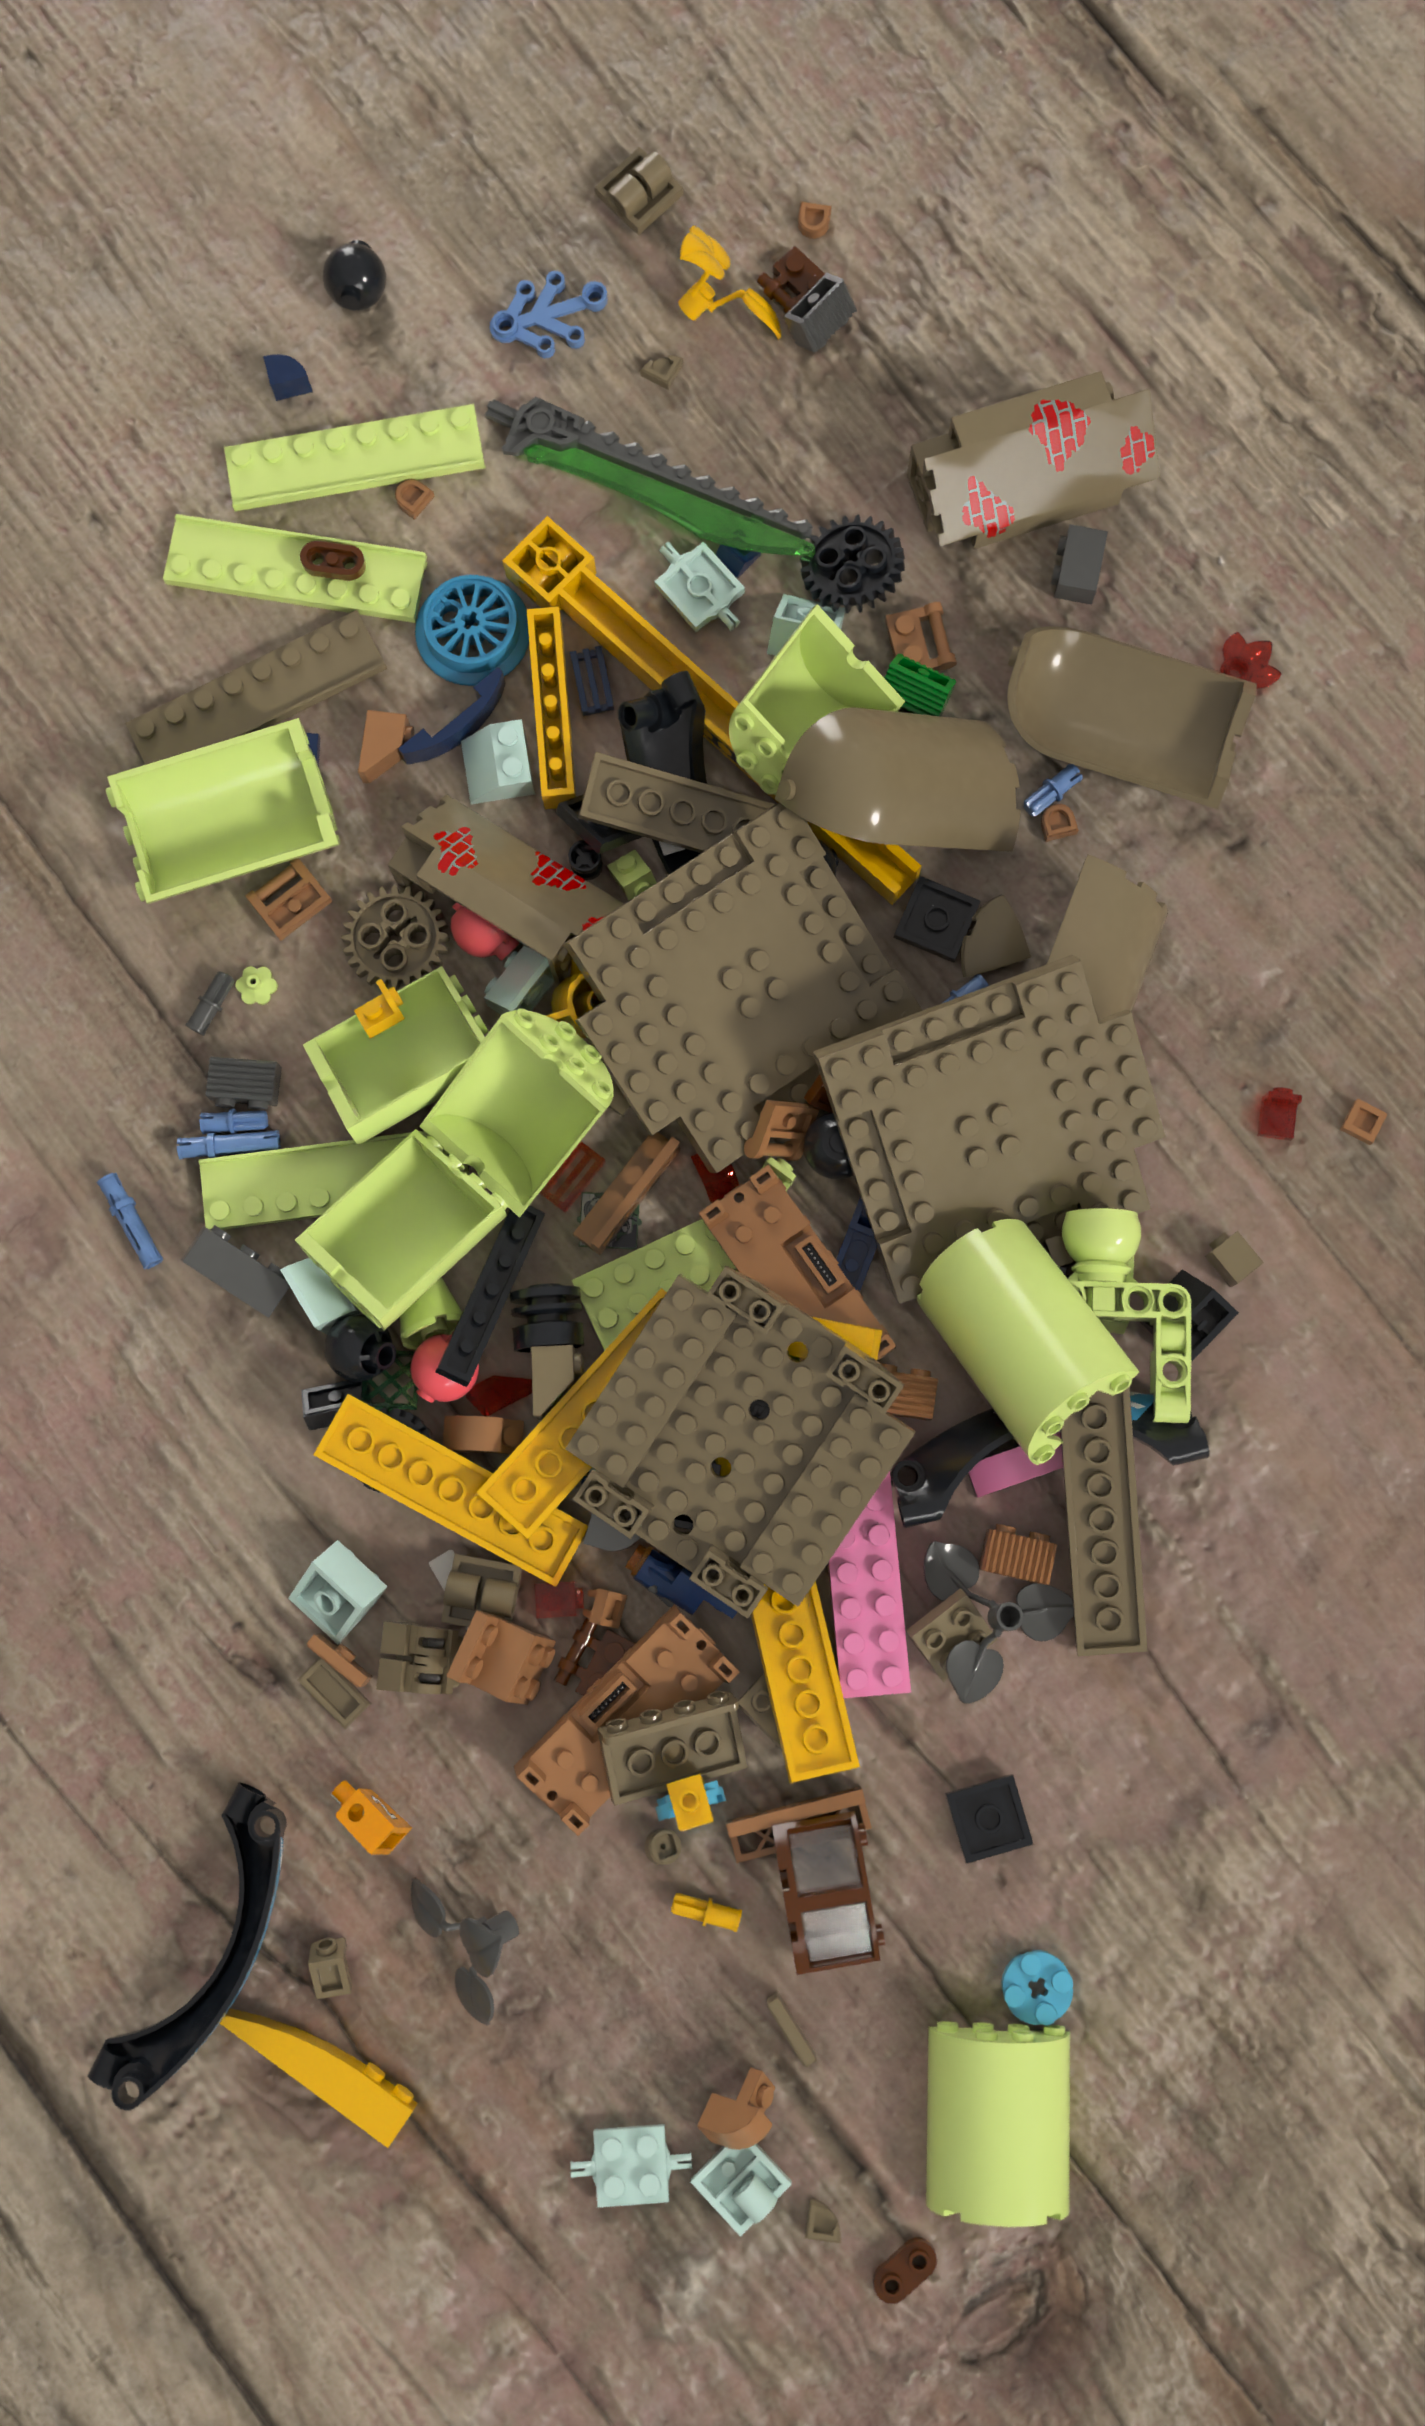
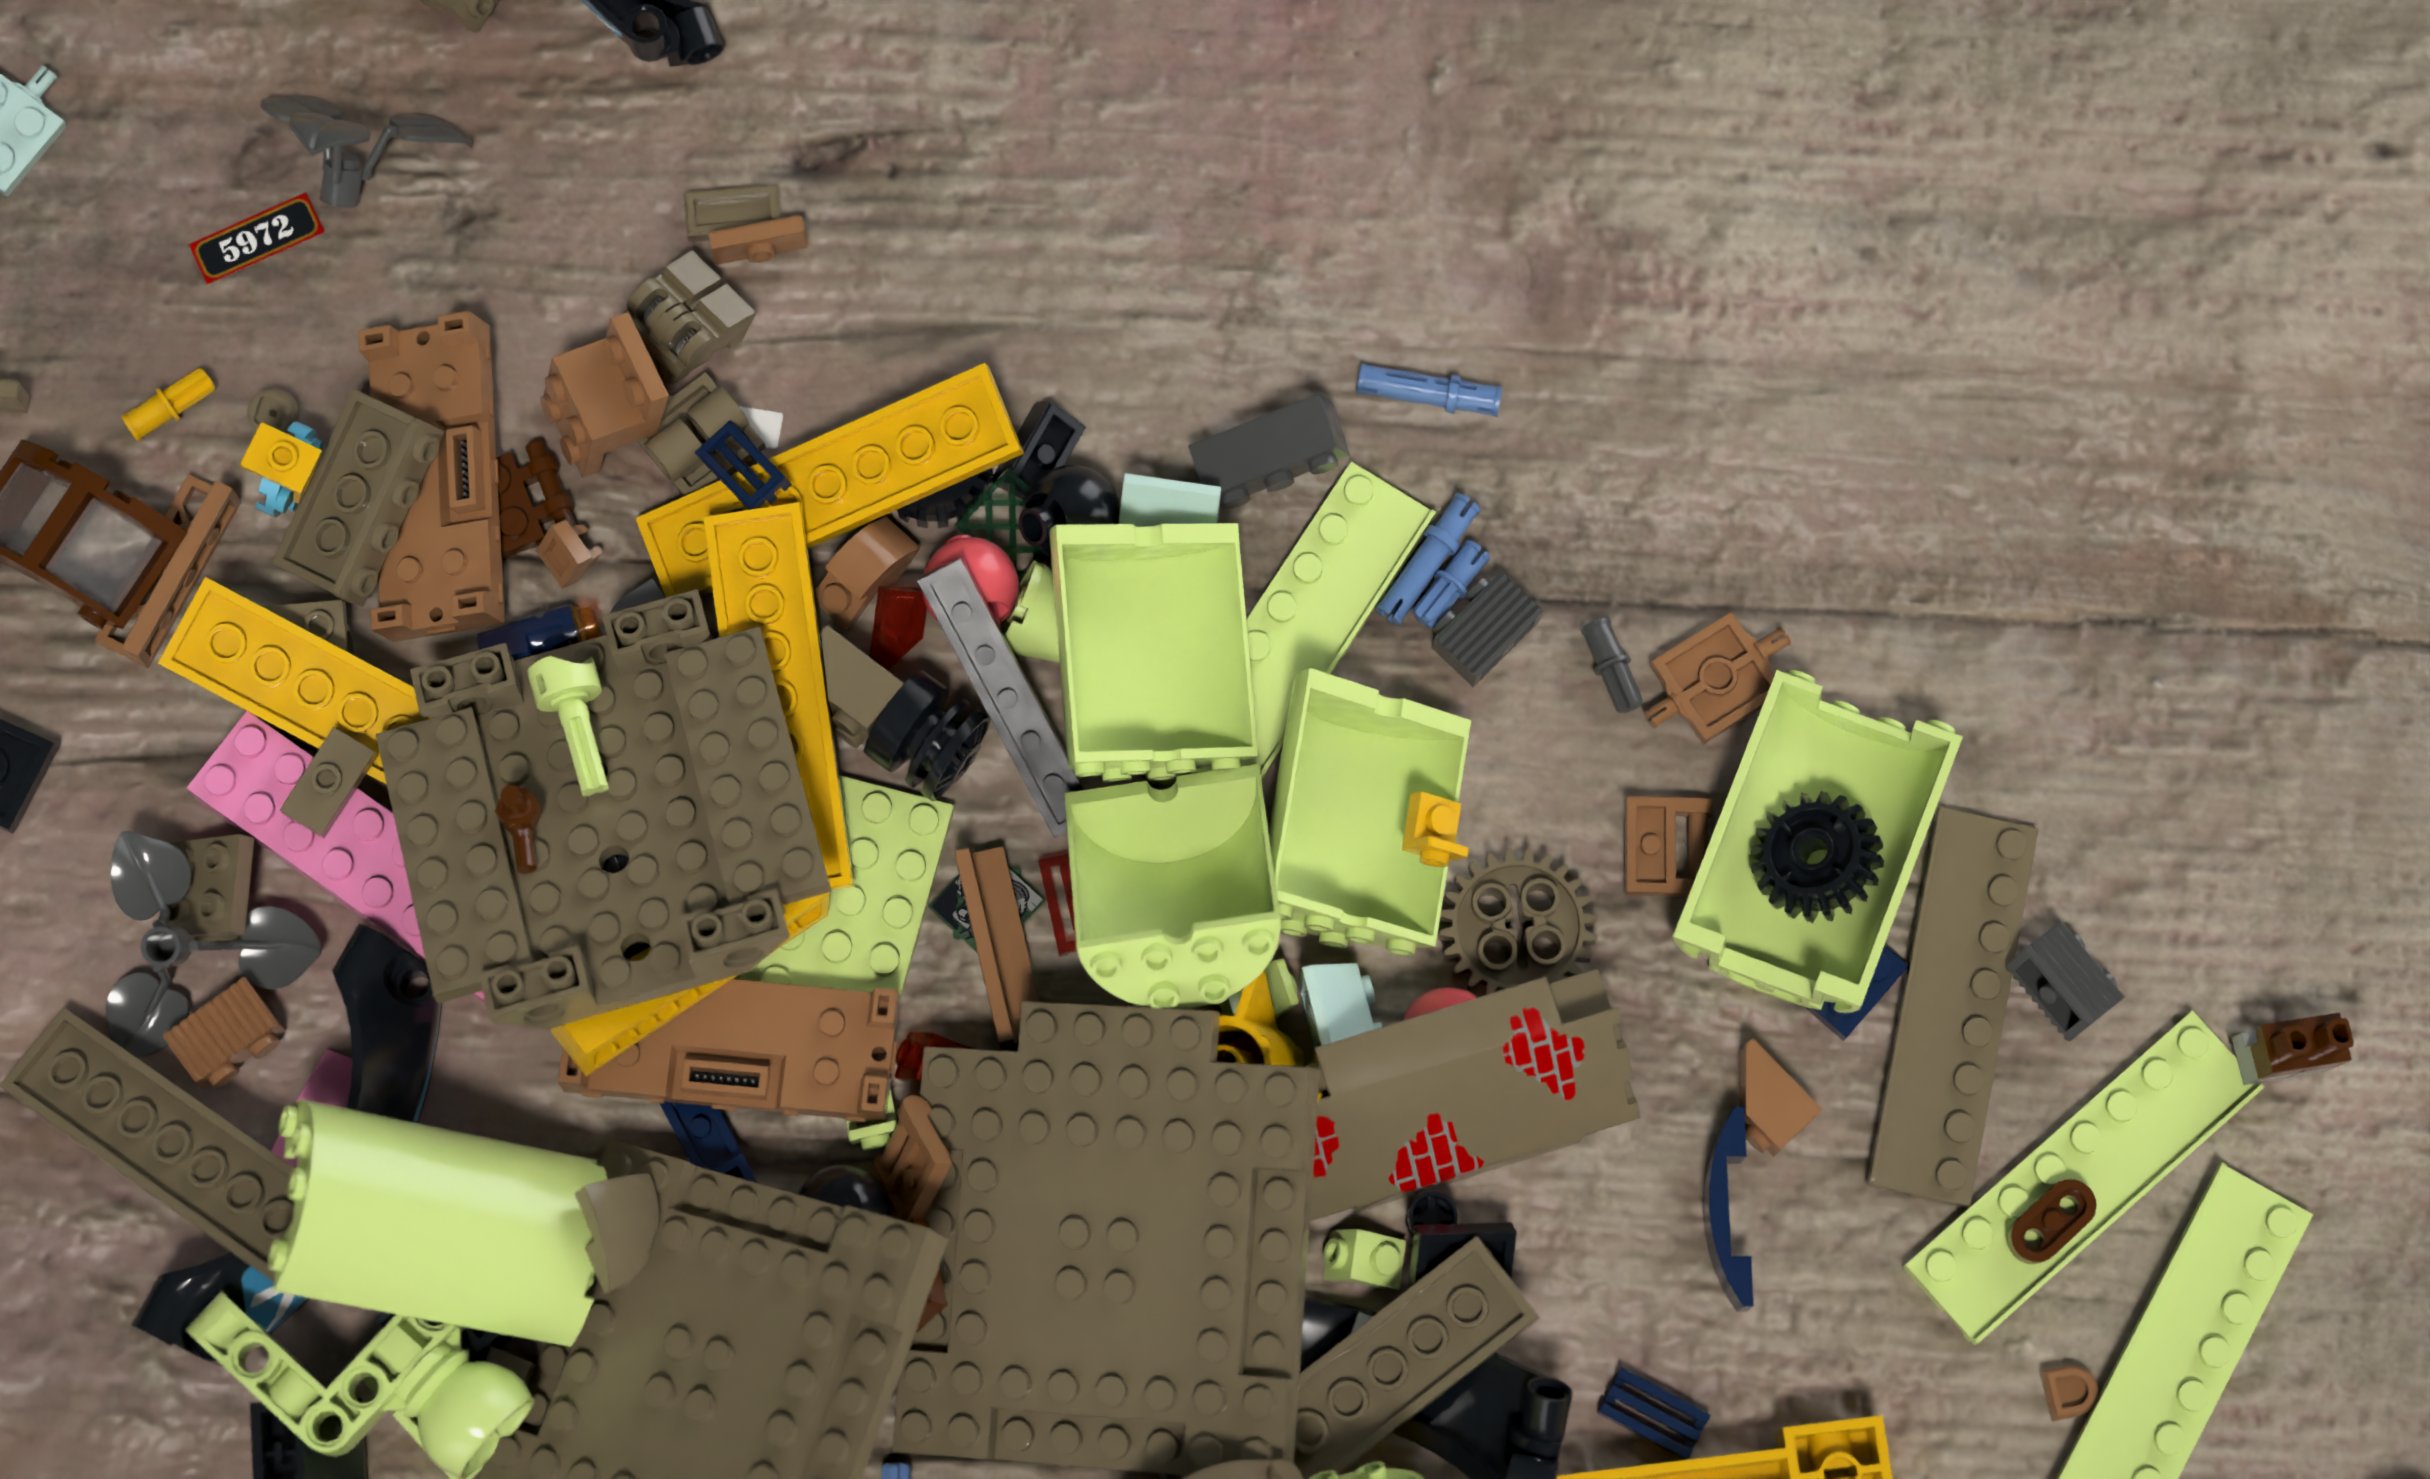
camera: 120 degrees right, 5 degrees down
(143, 511) = (2293, 1048): none -> reddish brown hips
(173, 944) = (1715, 677): none -> medium nougat plate
(198, 646) = (2065, 980): none -> dark grey brick
(212, 810) = (1835, 879): none -> black gear
(261, 990) = (1592, 745): yellowish green plant -> none
(286, 376) = (2349, 1359): dark blue brick -> none
(337, 1591) = (831, 294): light aqua slope -> none
(378, 1828) = (567, 141): light orange torso -> none
(465, 669) = (1785, 1371): dark azure piece -> none
(484, 1517) = (765, 491): none -> dark blue tile
(498, 763) = (1636, 1216): light aqua slope -> none
(551, 706) = (1652, 1330): yellow brick -> none
(558, 1601) = (616, 512): clear red bracket -> none
(569, 1953) = (256, 238): none -> sticker
(688, 1517) = (567, 690): none -> yellowish green piece
(778, 1480) = (520, 815): none -> reddish brown piece
(844, 1612) = (328, 782): none -> dark tan plate
(917, 1395) = (508, 1062): medium nougat brick -> none
(943, 1239) = (623, 1225): none -> dark tan brick

